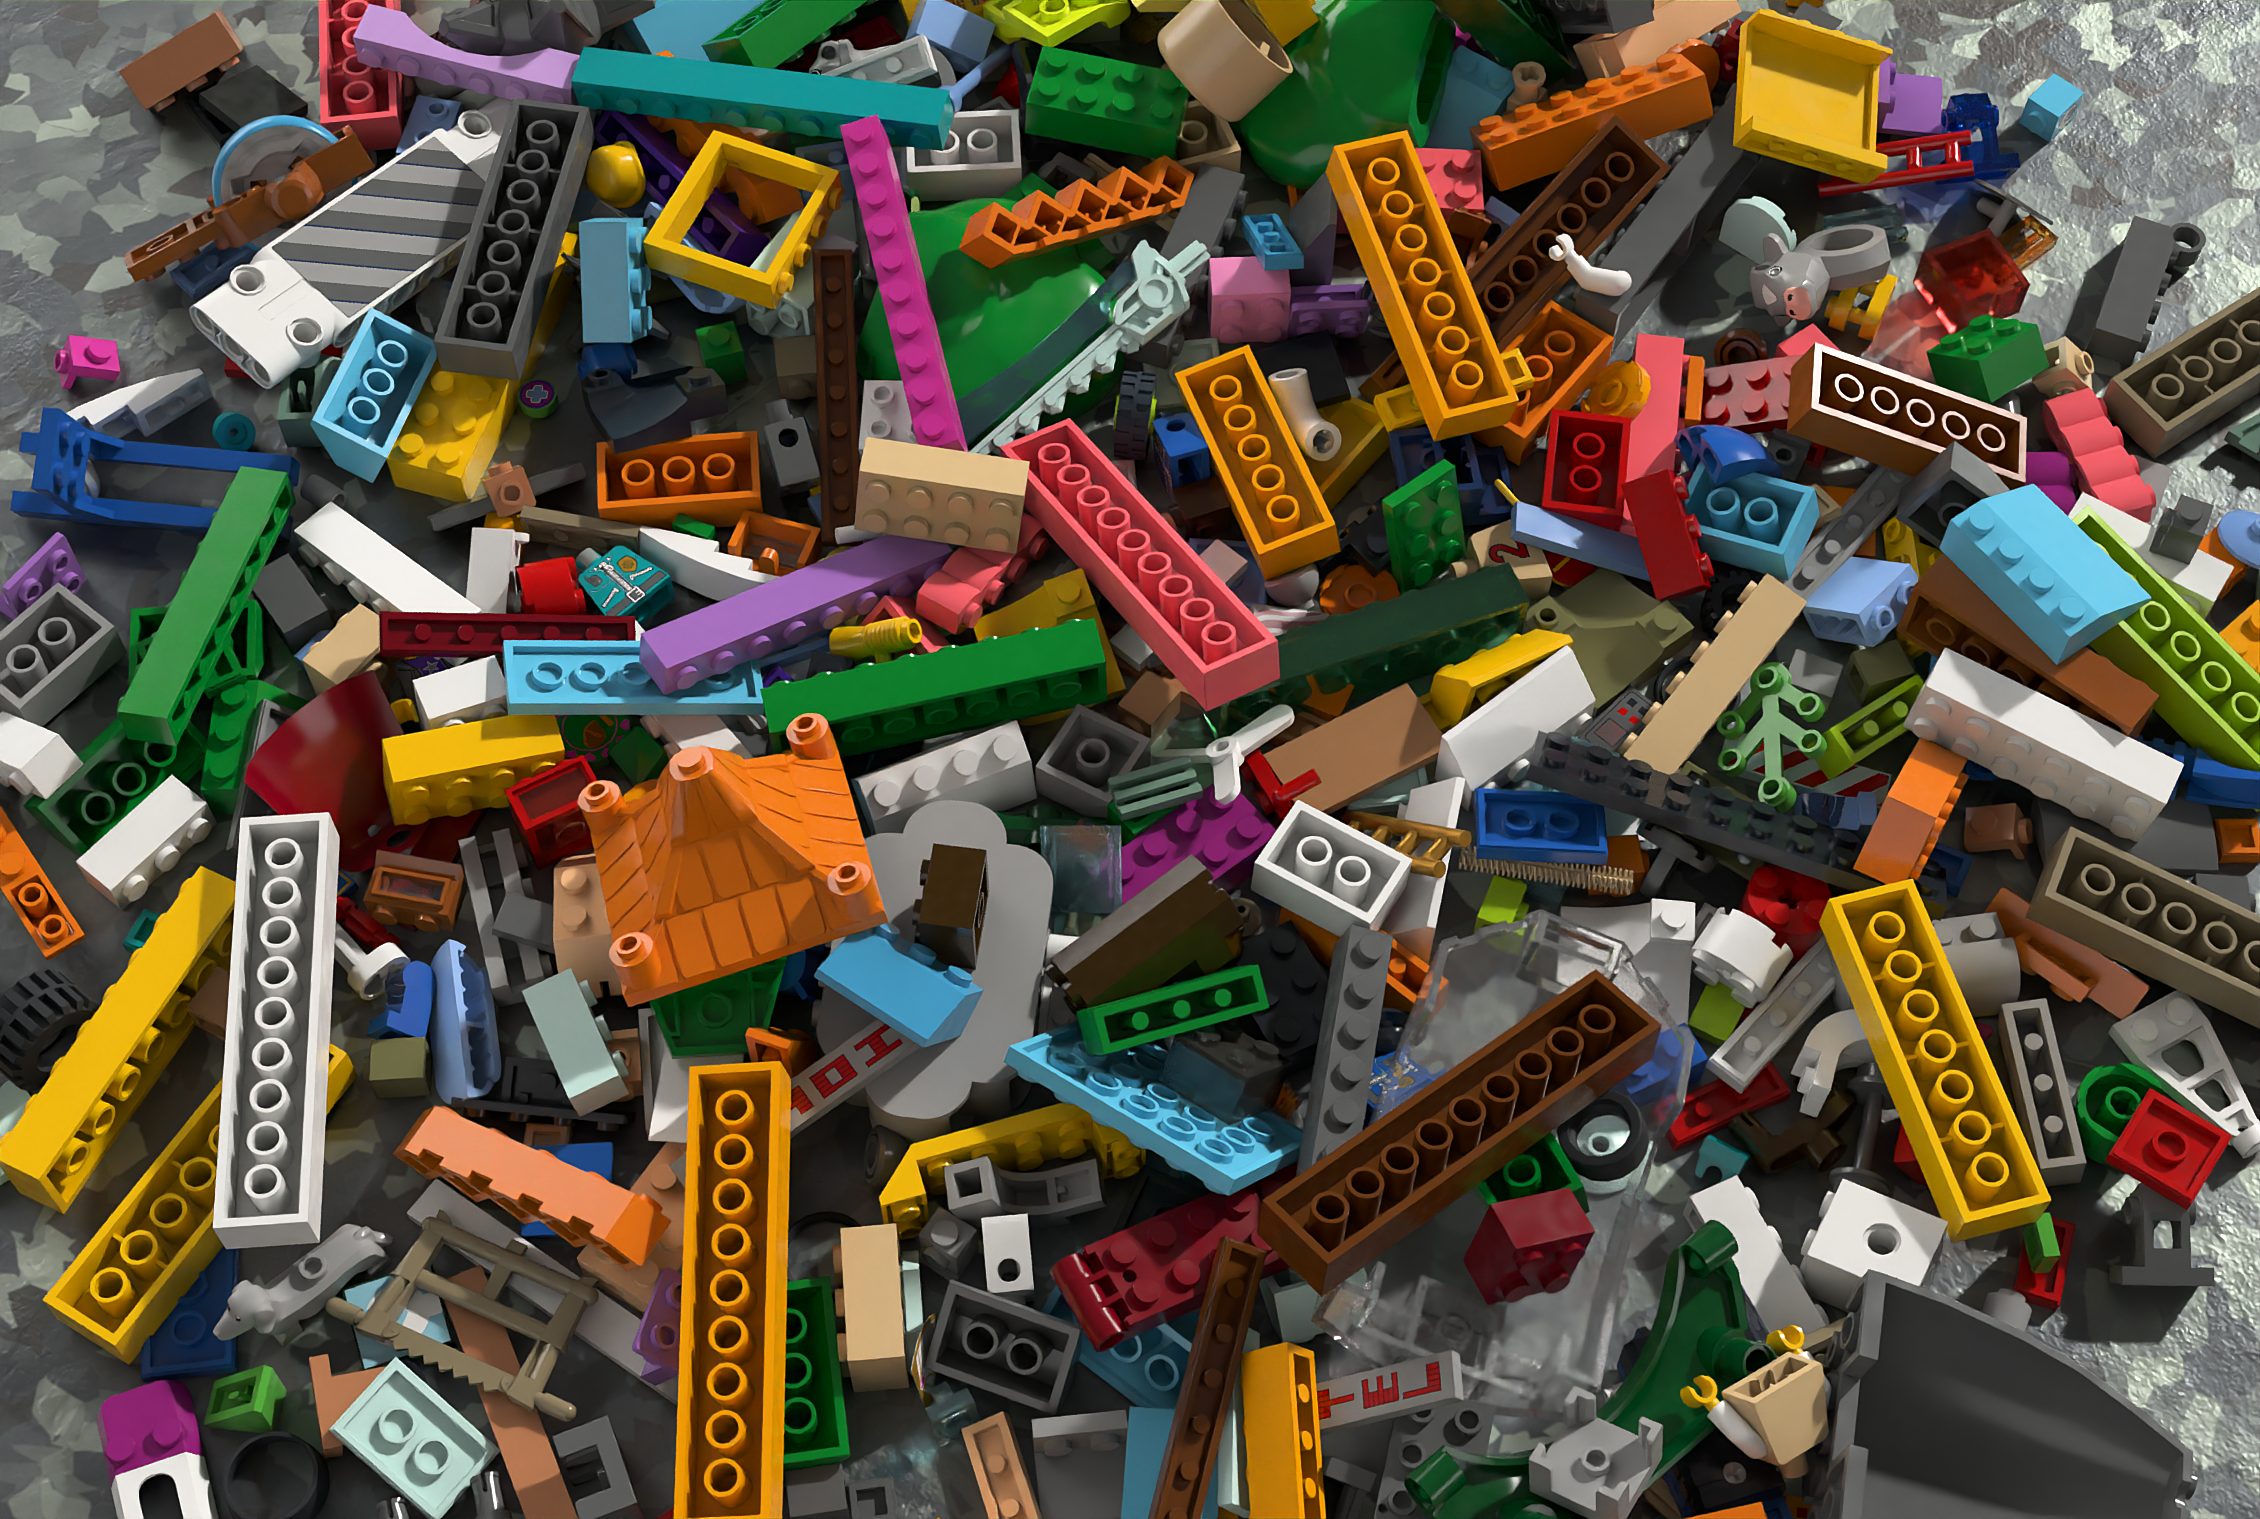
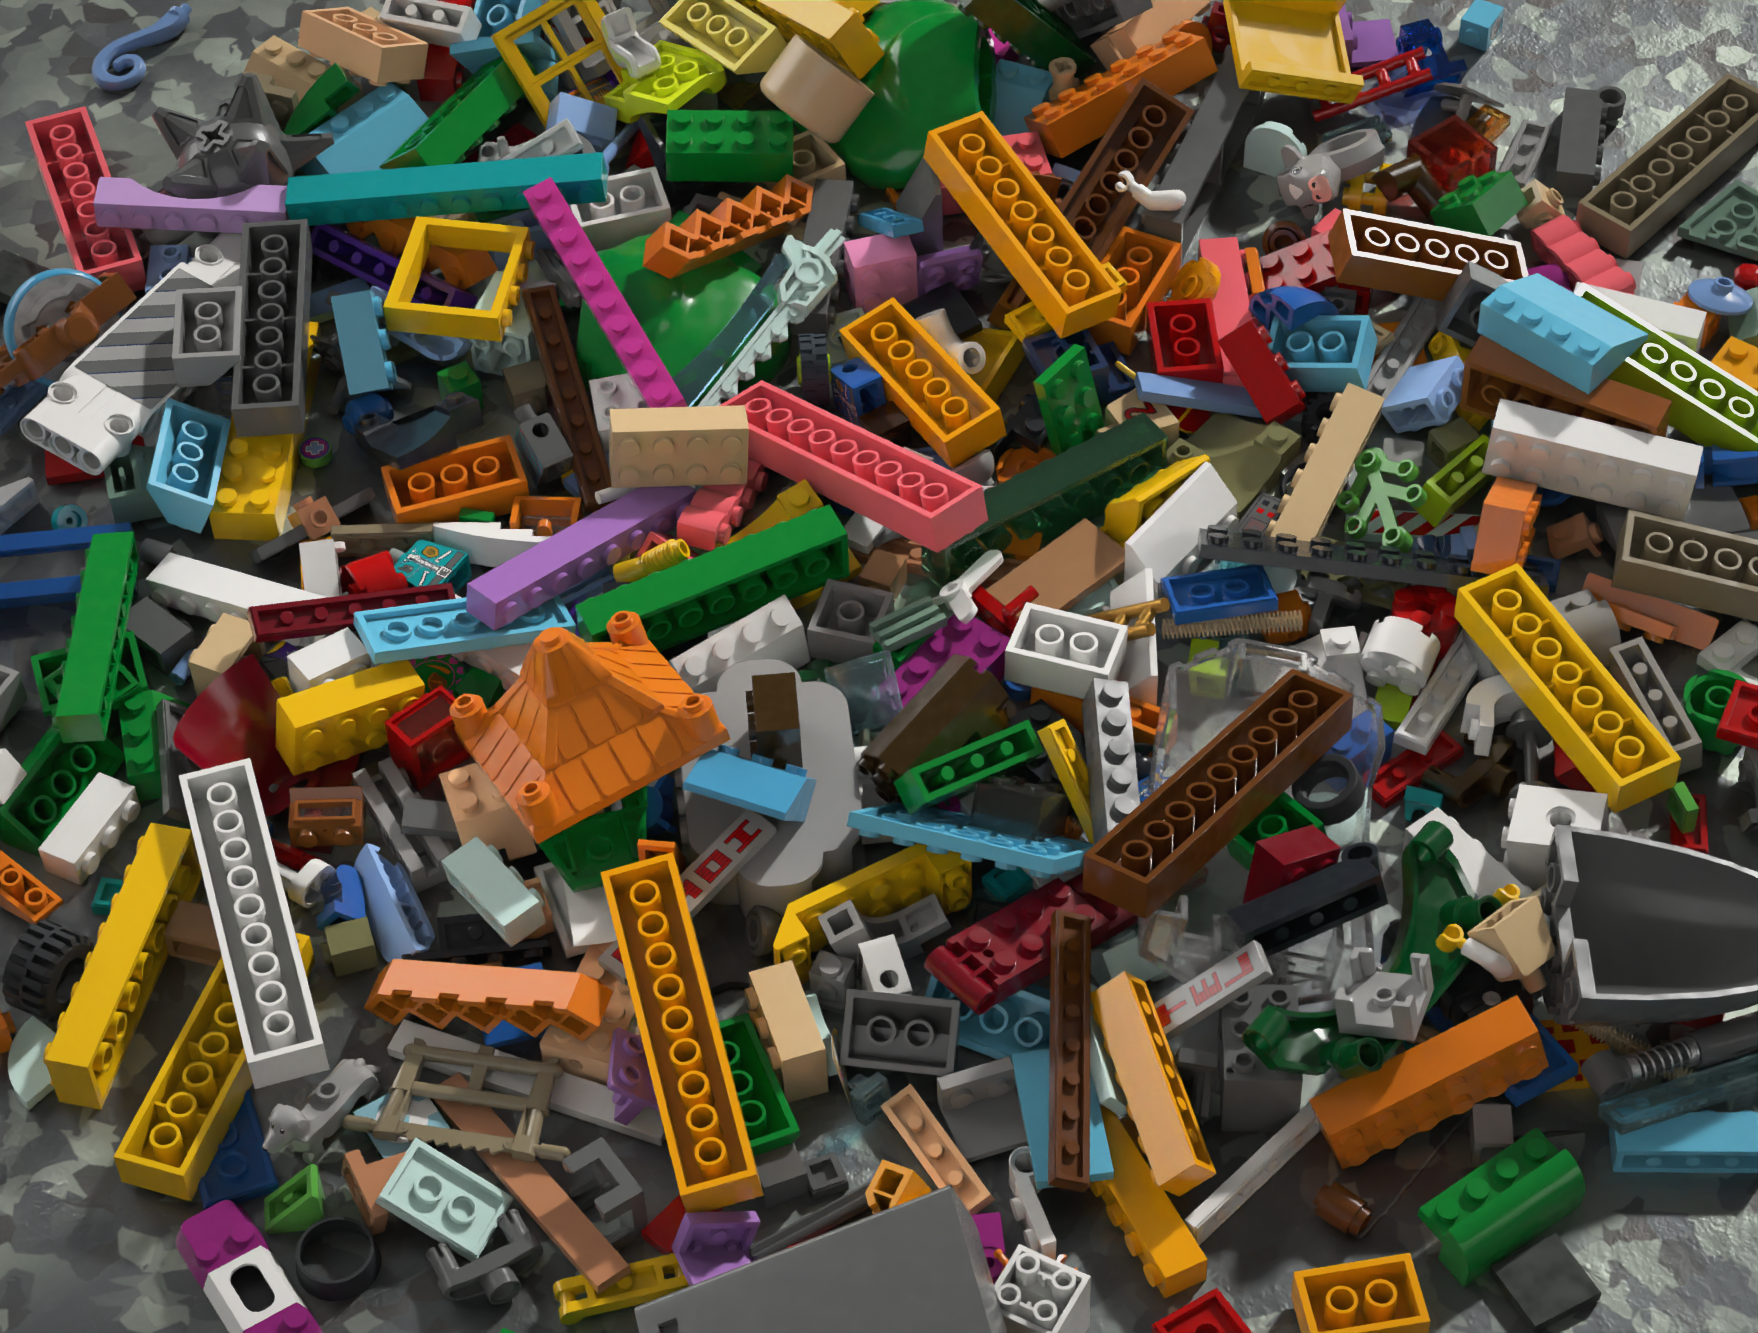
camera: 10 degrees left, 10 degrees down
(431, 234) = (206, 334): none -> light grey slope
(616, 175) = (336, 271): yellow helmet -> none
(1296, 1032) = (1070, 770): none -> yellow tile
(1541, 1301) = (1313, 902): none -> black hinge
(1918, 303) = (1412, 178): none -> dark brown brick
(2063, 292) = (1527, 151): none -> light grey tile
(2181, 529) = (1659, 290): dark grey brick -> none

